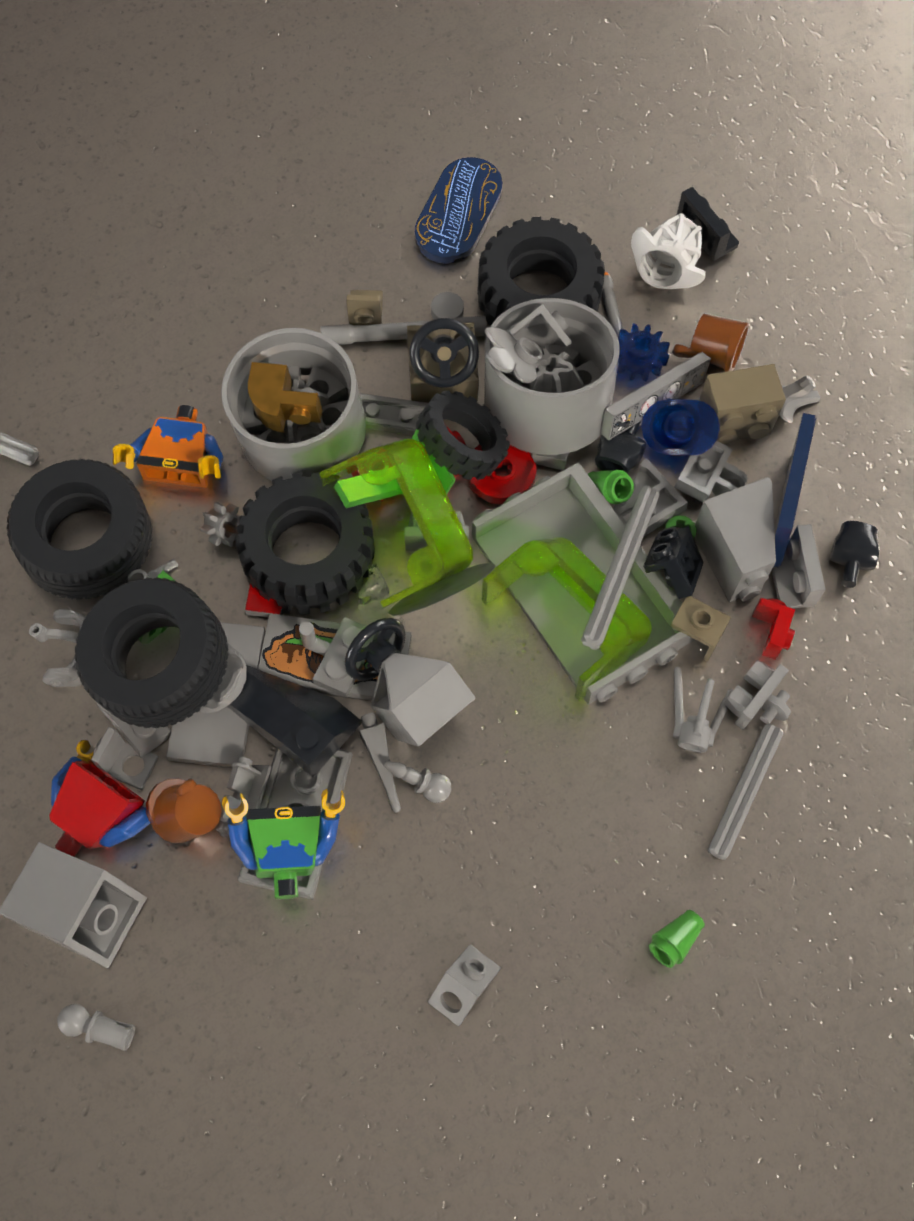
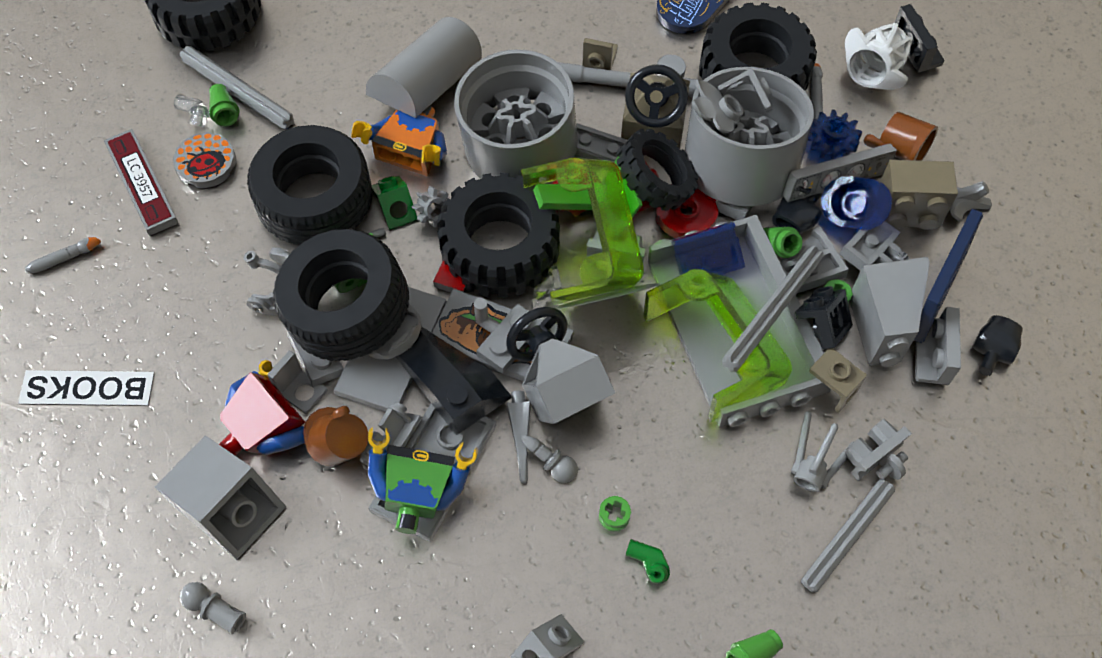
camera: 15 degrees right, 5 degrees down
(170, 517) = (392, 190): none -> green bracket
(176, 362) = (426, 67): none -> light grey brick
(275, 402) = (501, 107): pearl gold brick -> none
(511, 819) = (609, 503): none -> bright green bush
(537, 514) = (709, 250): none -> clear blue plate
(552, 865) = (652, 558): none -> green arm
(780, 616) = (912, 385): red bracket -> none

